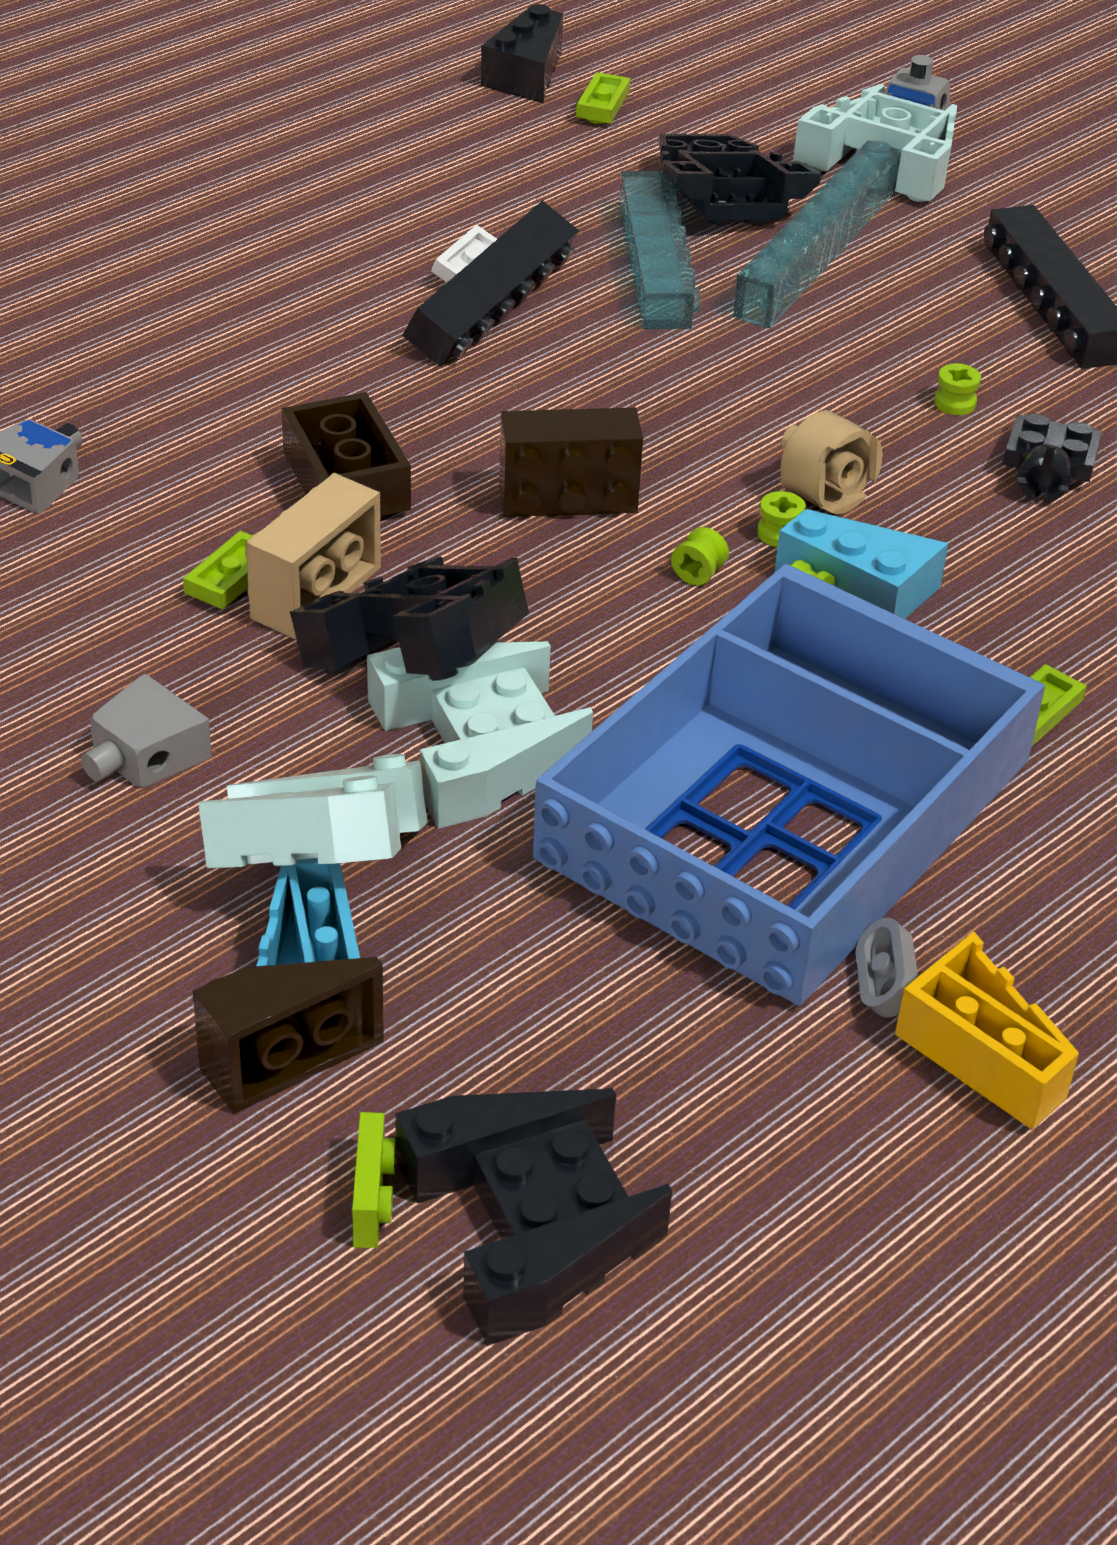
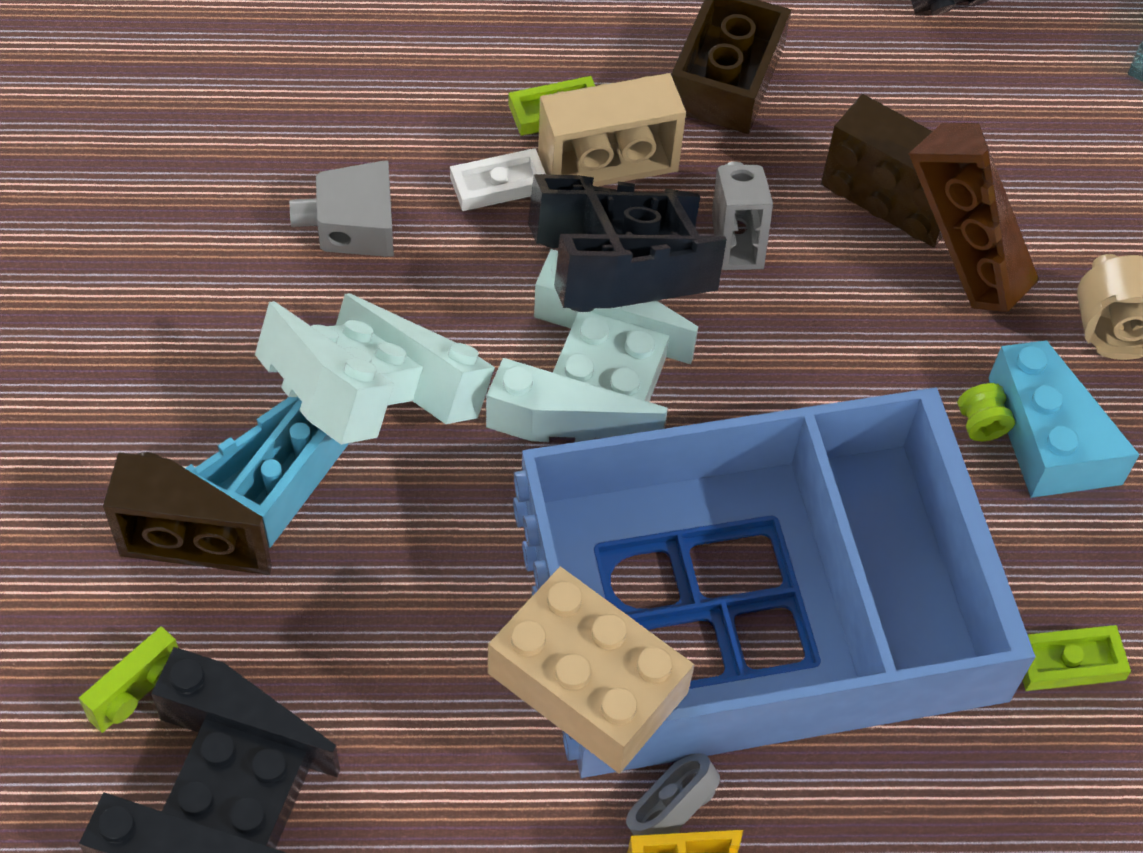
camera: 40 degrees right, 15 degrees up
(245, 646) = (495, 179): none -> white plate
(479, 539) = (744, 196): none -> light grey torso
(670, 430) = (974, 216): none -> reddish brown wedge
(700, 556) = (928, 323): lime wheel -> none
(777, 511) = (1042, 316): lime wheel -> none
(777, 871) = (589, 669): none -> tan brick

